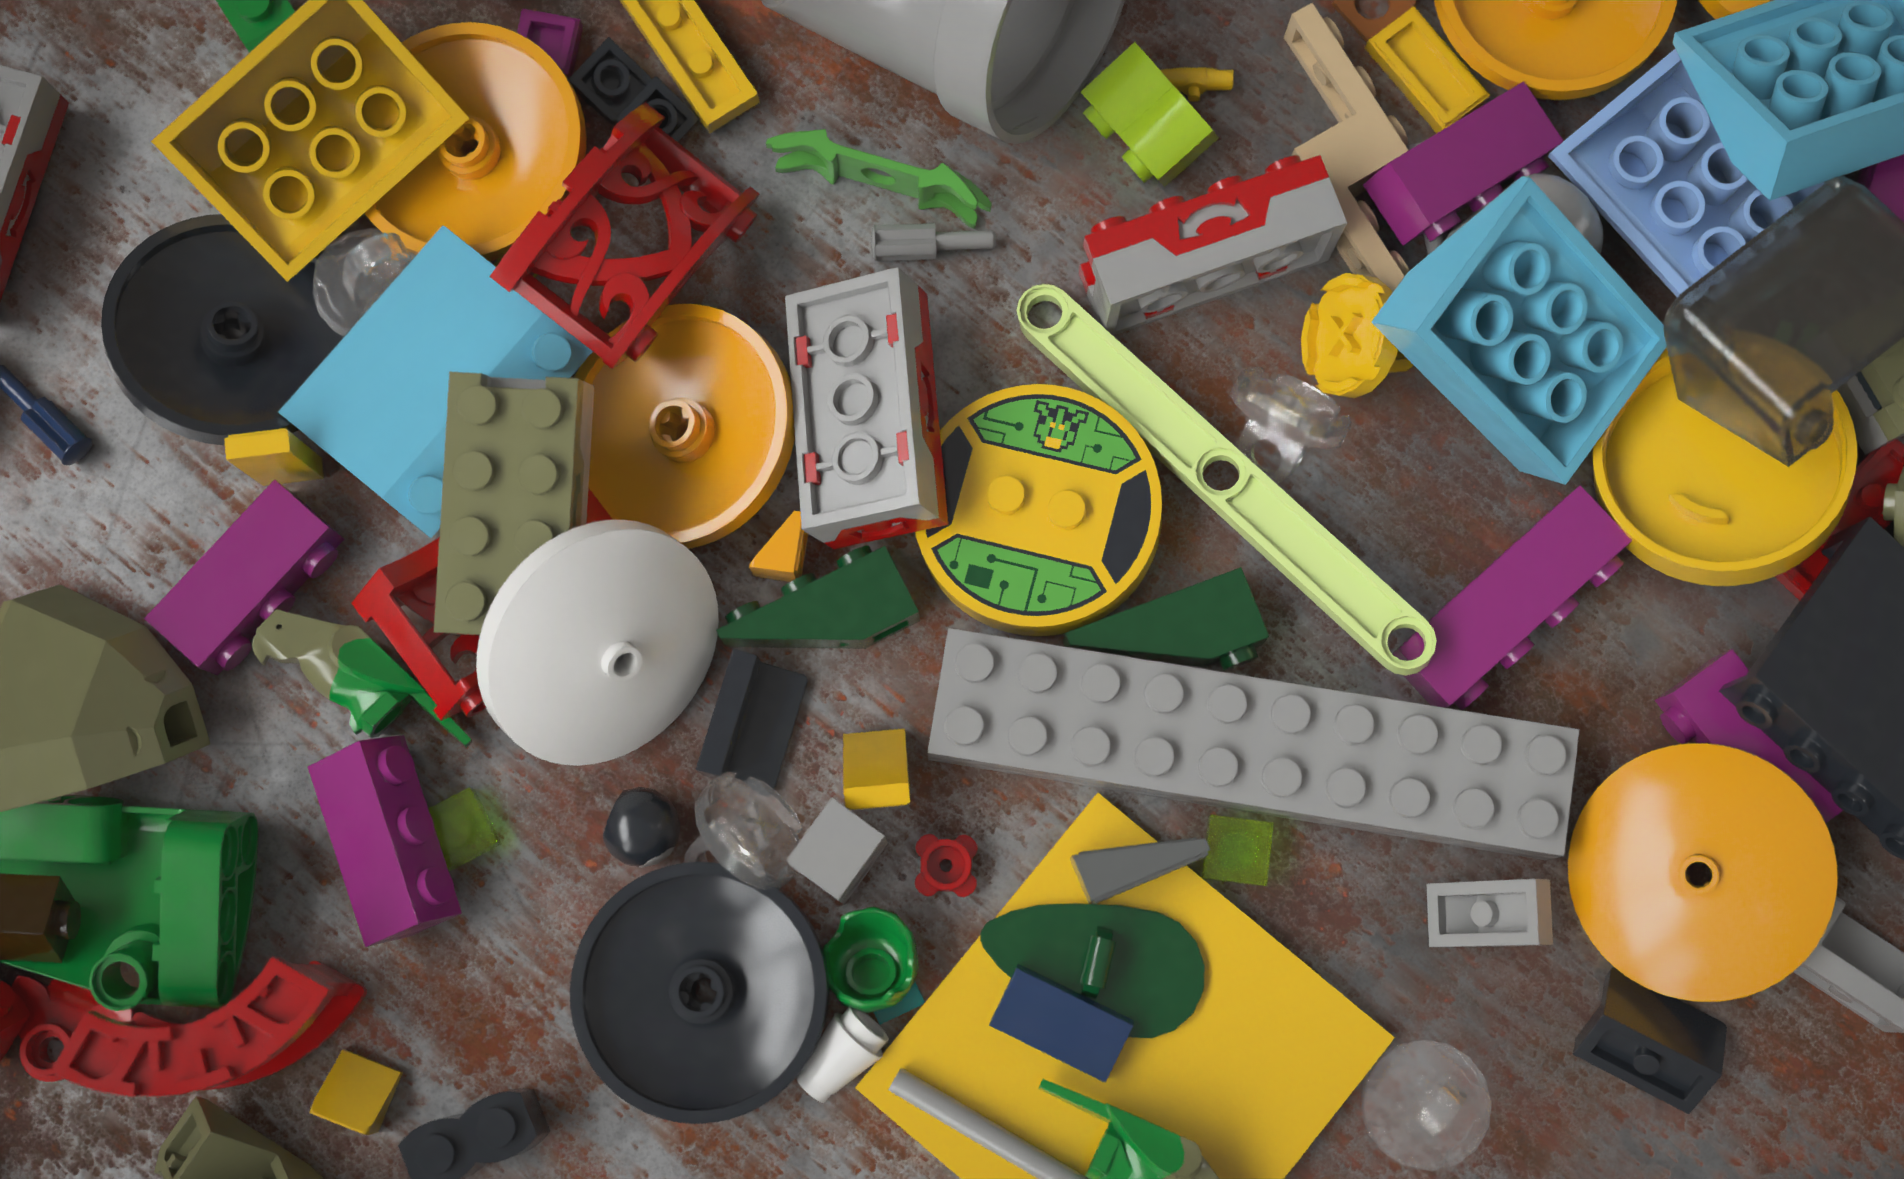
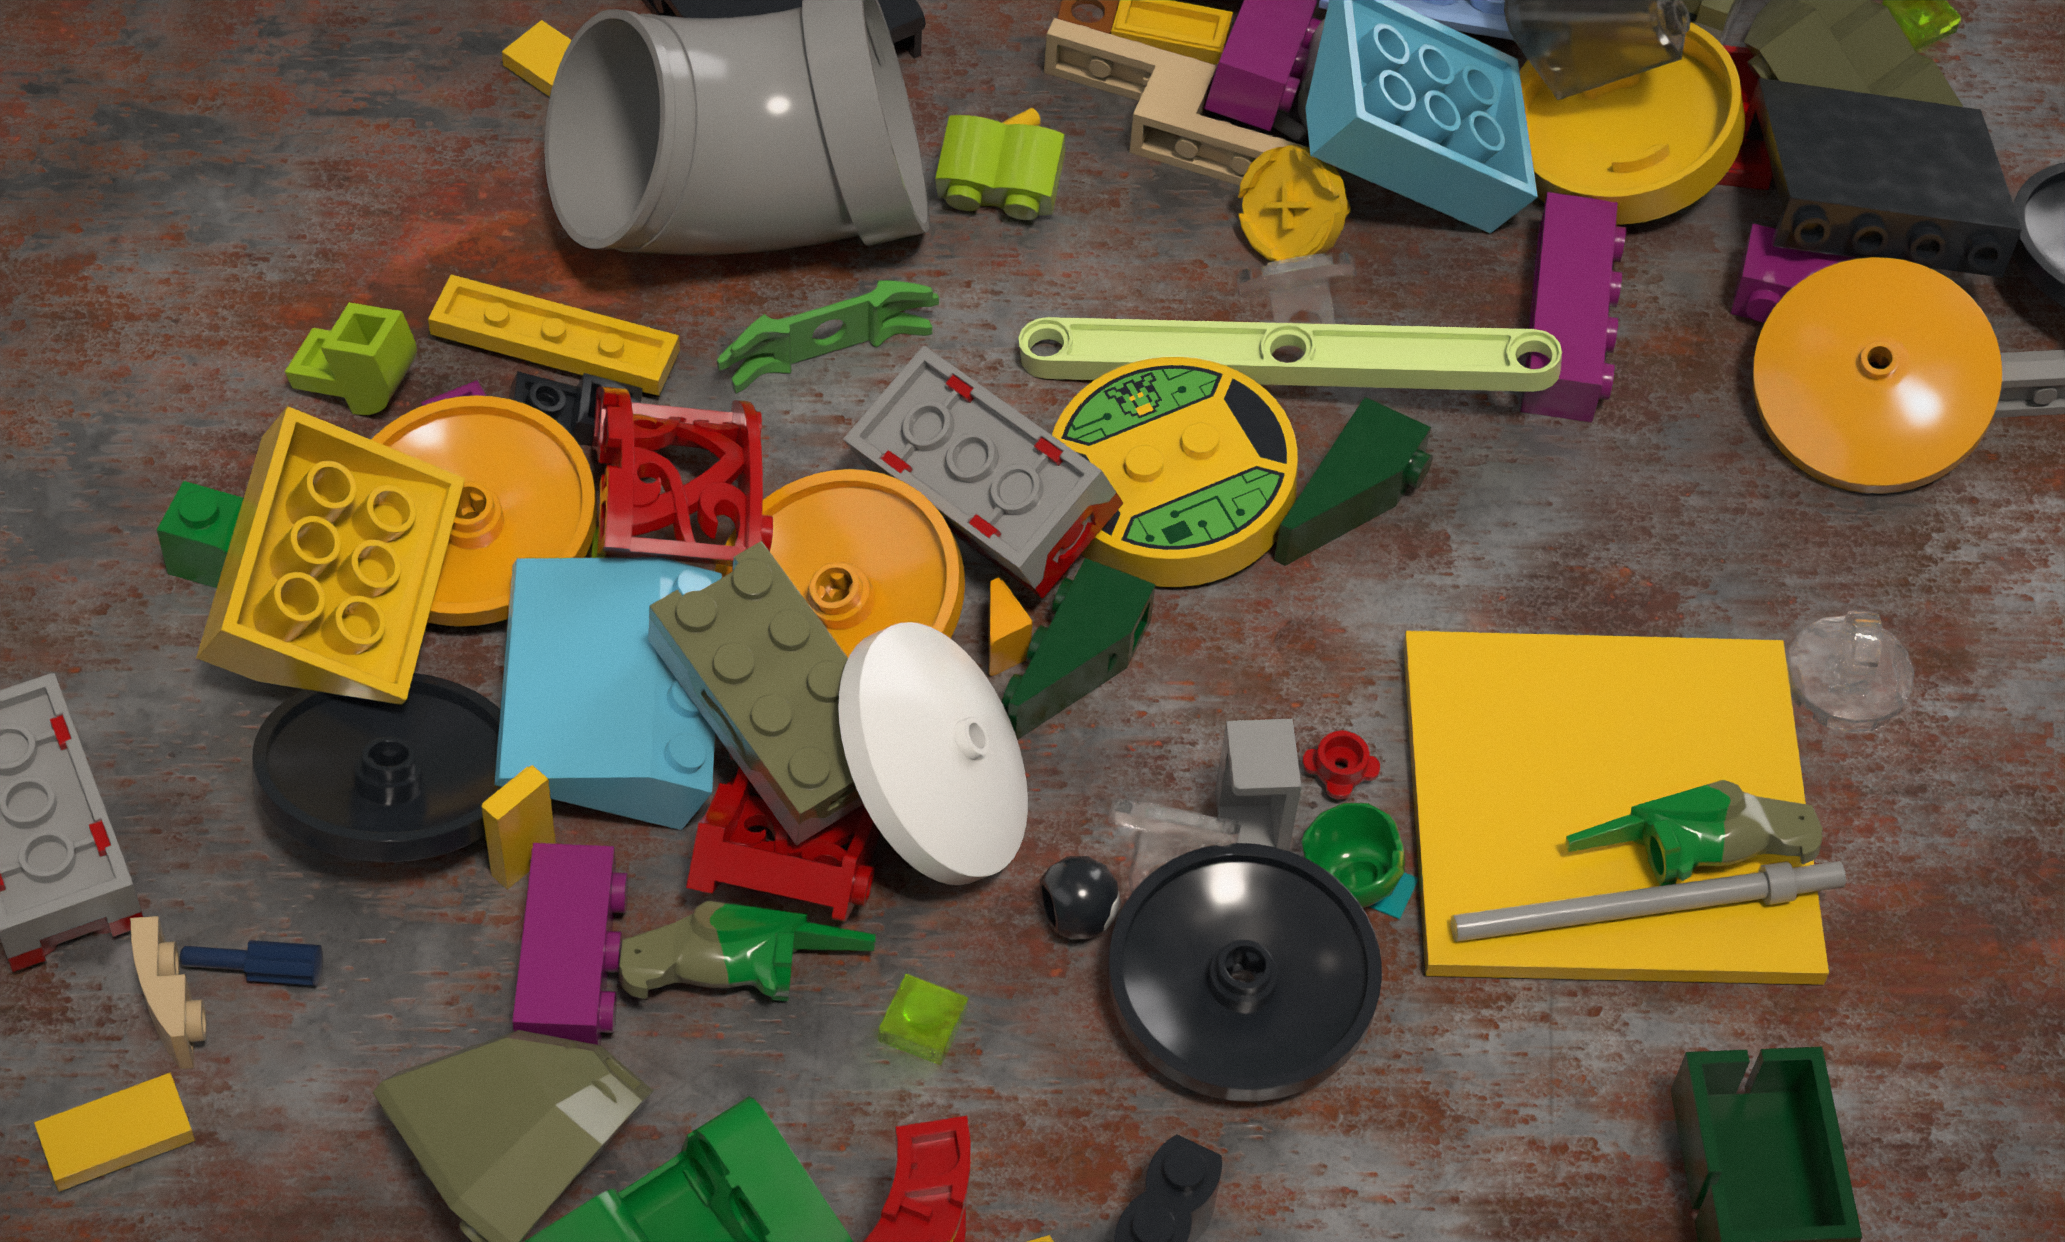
camera: 45 degrees left, 25 degrees down
(355, 274) = (466, 661): clear tile -> none
(384, 839) = (876, 1044): magenta brick -> none
(752, 720) = (1085, 767): black panel -> none
(843, 1052) = (1401, 942): white cone -> none
(875, 769) = (1241, 703): yellow tile -> none
(922, 241) = (883, 369): light grey axle -> none
(1061, 1023) = (1539, 793): dark blue tile -> none
(1109, 954) = (1526, 741): dark green shield -> none
(1119, 869) = (1477, 654): dark grey slope -> none
(1211, 244) = (1134, 207): light grey piece -> none
(1238, 850) = (1546, 597): clear neon green plate -> none
(1254, 745) = (1477, 521): light grey brick -> none
(1490, 913) = (1765, 506): light grey slope -> none
(1653, 1042) = (1959, 520): black panel -> none

